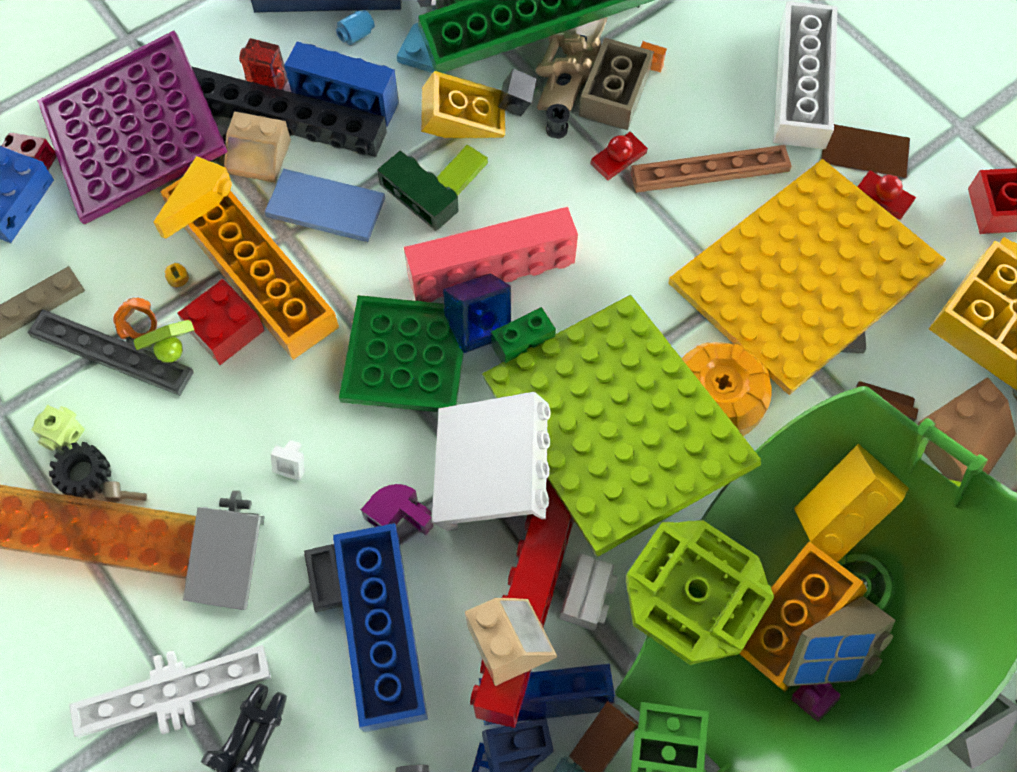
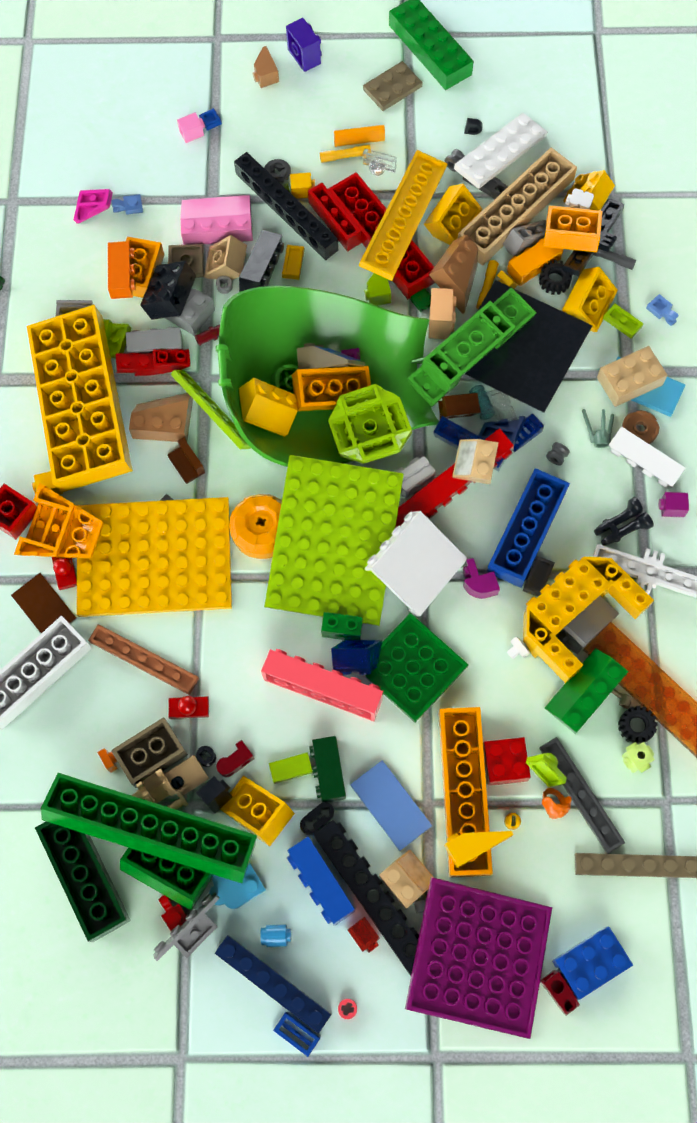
camera: 140 degrees left, 5 degrees up
(166, 462) = (586, 690): none -> green slope
(240, 13) = (350, 1015): none -> coral bush
(254, 556) = (567, 599): none -> yellow wedge
(389, 142) = (314, 815): none -> black beam
(521, 144) = (236, 761): none -> dark red leg
(933, 213) = (59, 529): none -> light orange wedge

